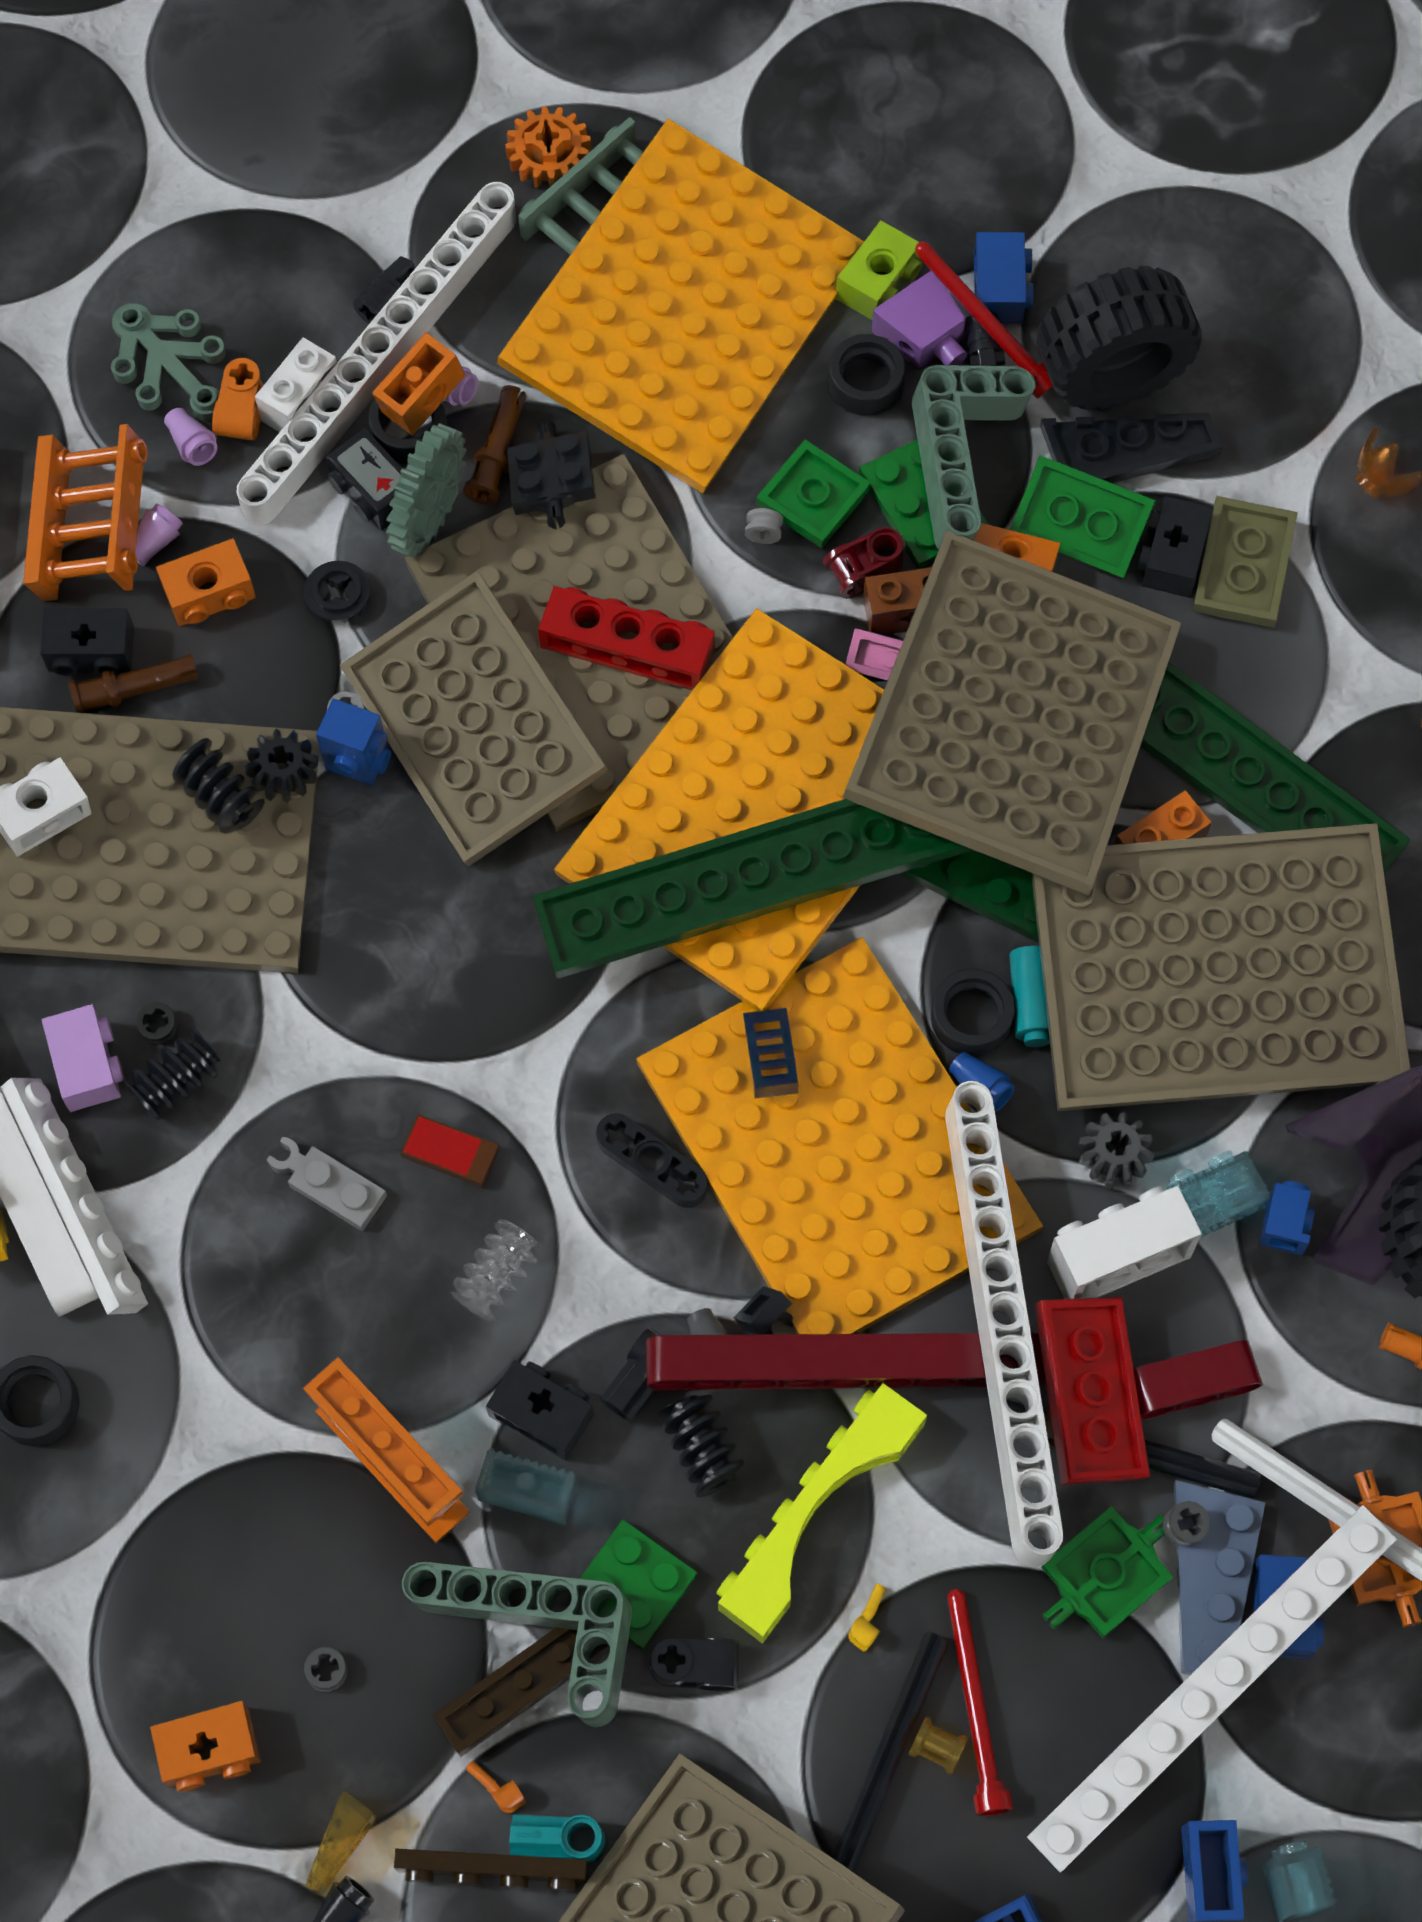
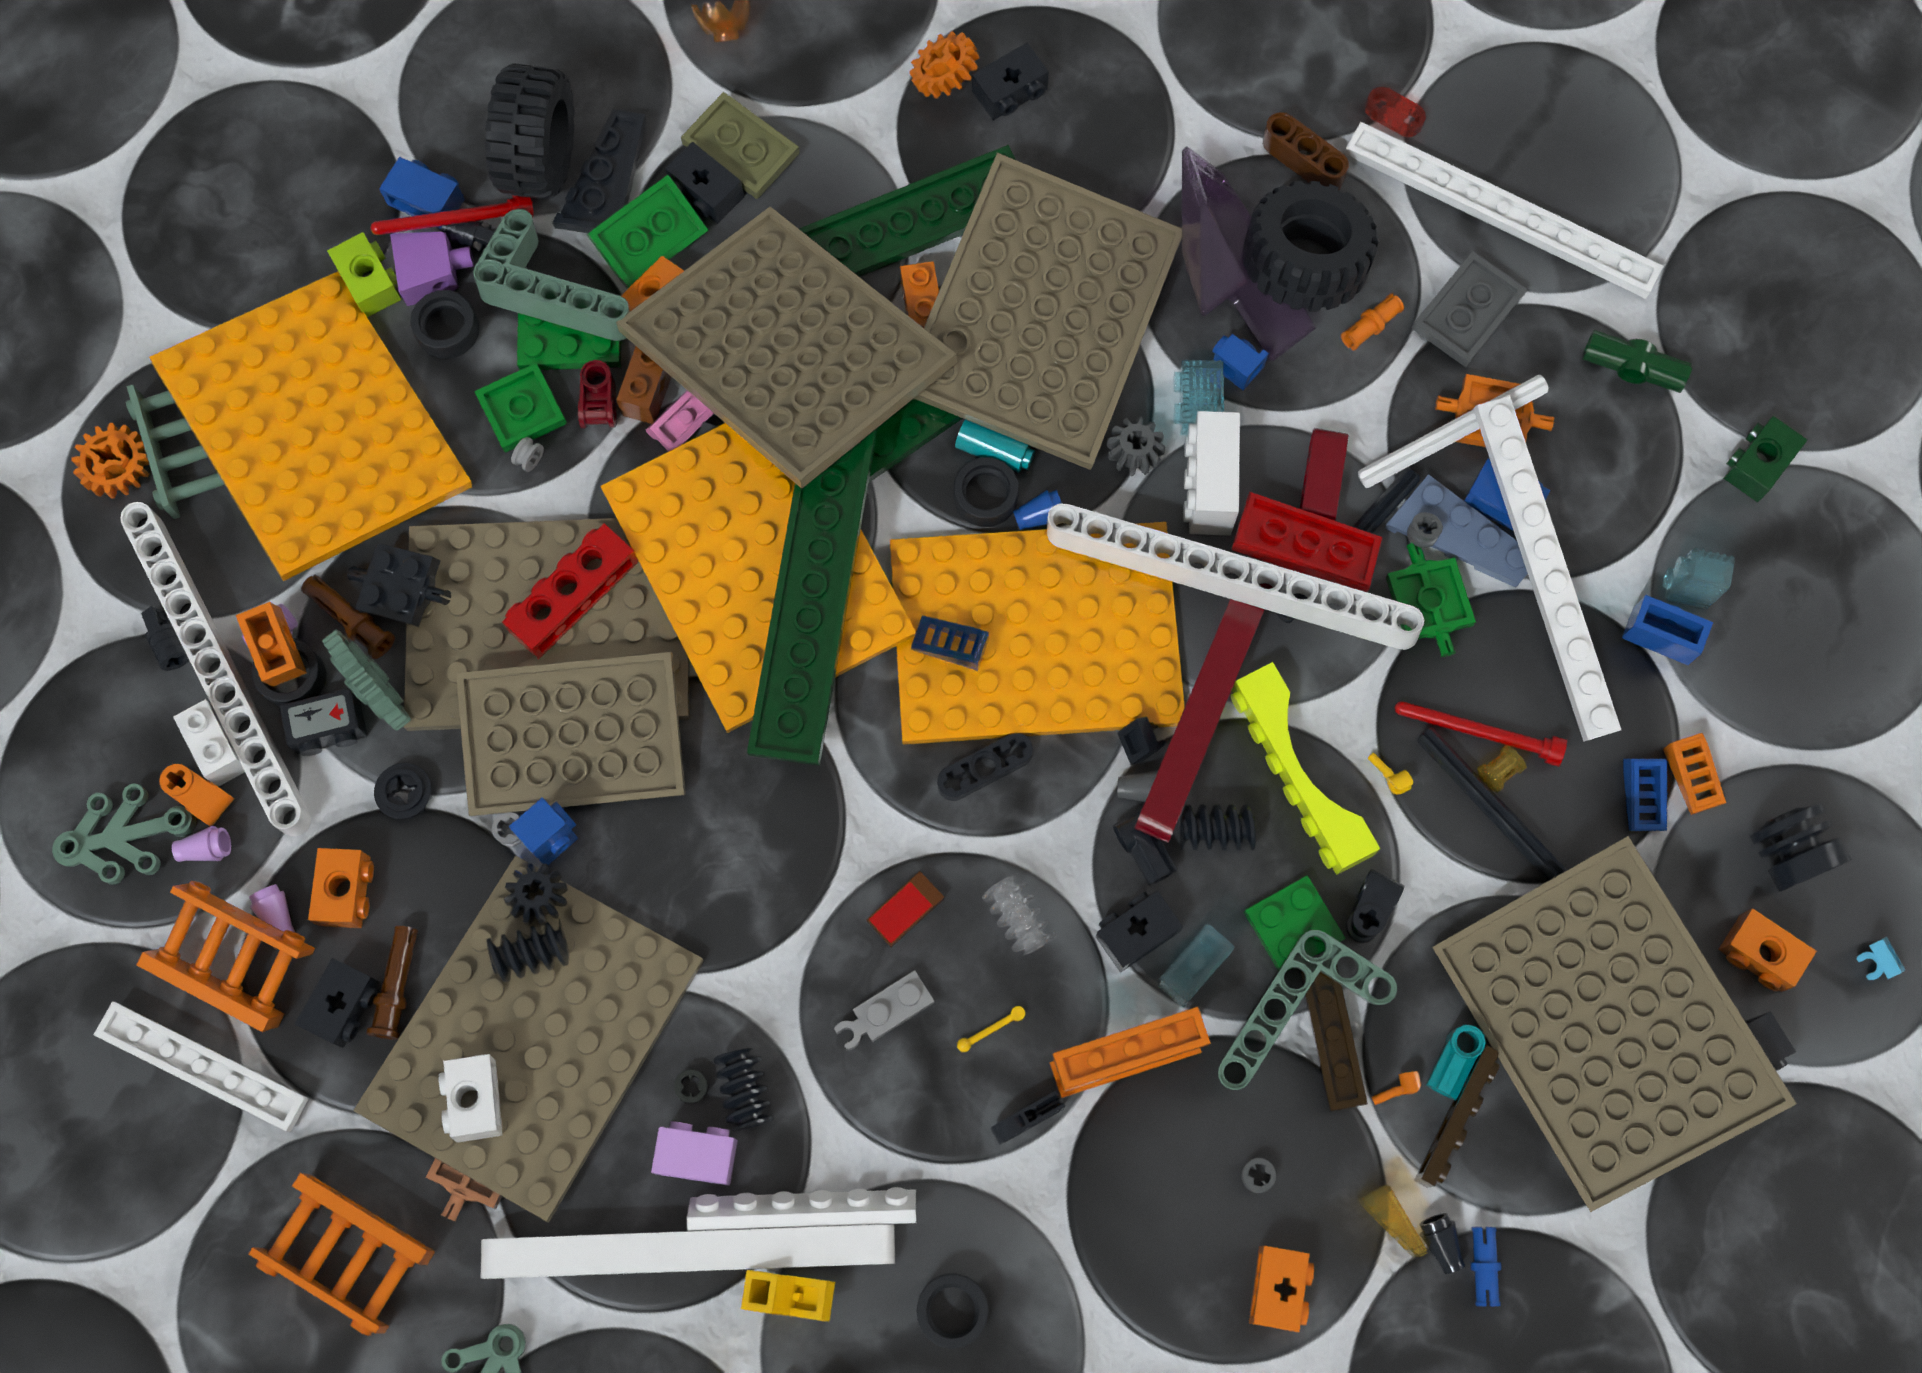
camera: 65 degrees left, 5 degrees up
(275, 1384) = (1027, 1117): none -> black piece
(388, 1323) = (1017, 1014): none -> yellow hinge

